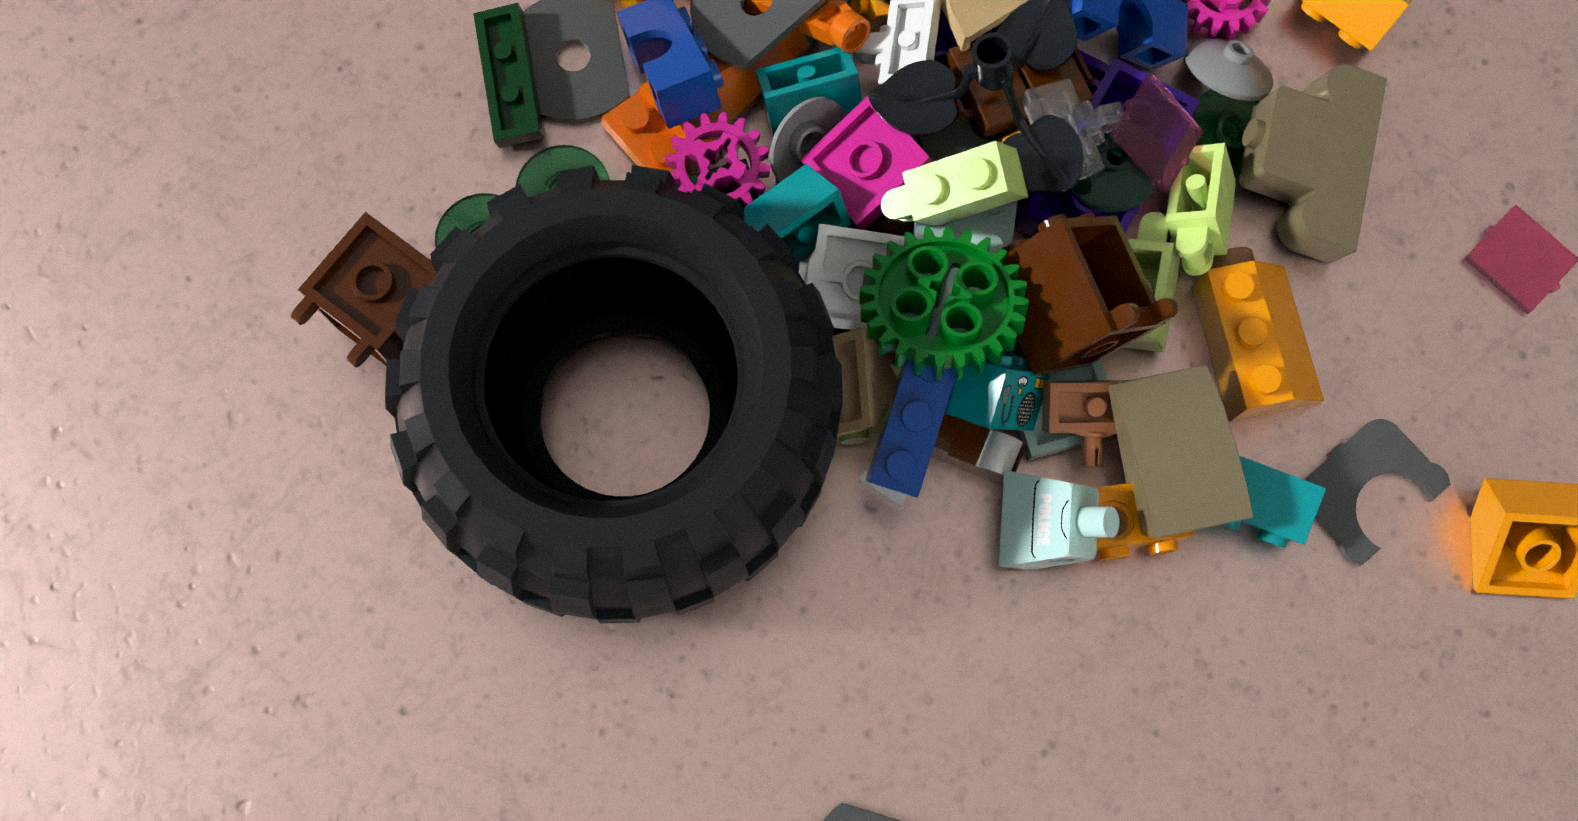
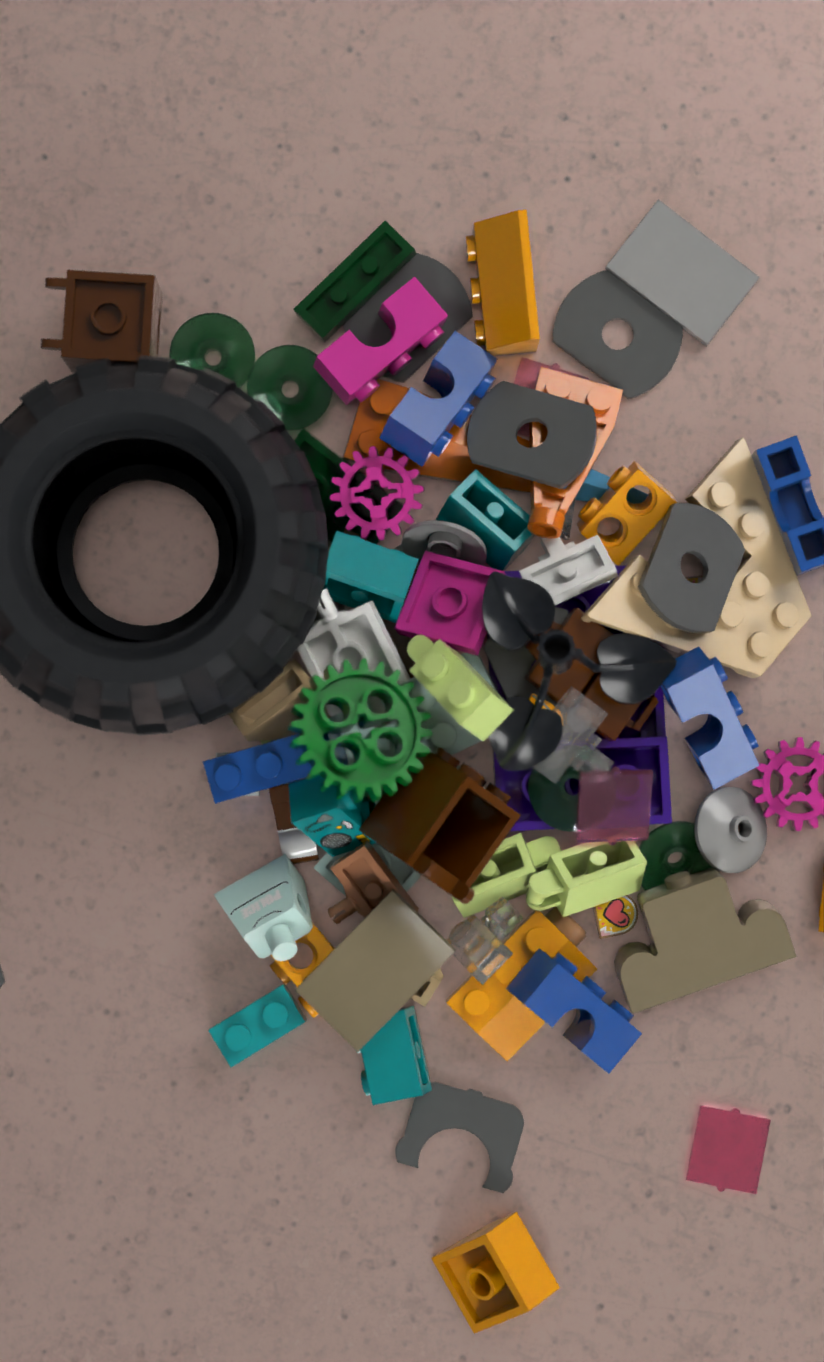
camera: 60 degrees right, 10 degrees up
(582, 113) = (355, 367): none -> dark pink arch
(1154, 607) = (257, 1025): none -> teal brick
(1208, 338) = (480, 942): none -> clear hinge
(1248, 220) = (615, 917): none -> tile
(1317, 293) = (552, 991): none -> blue arch

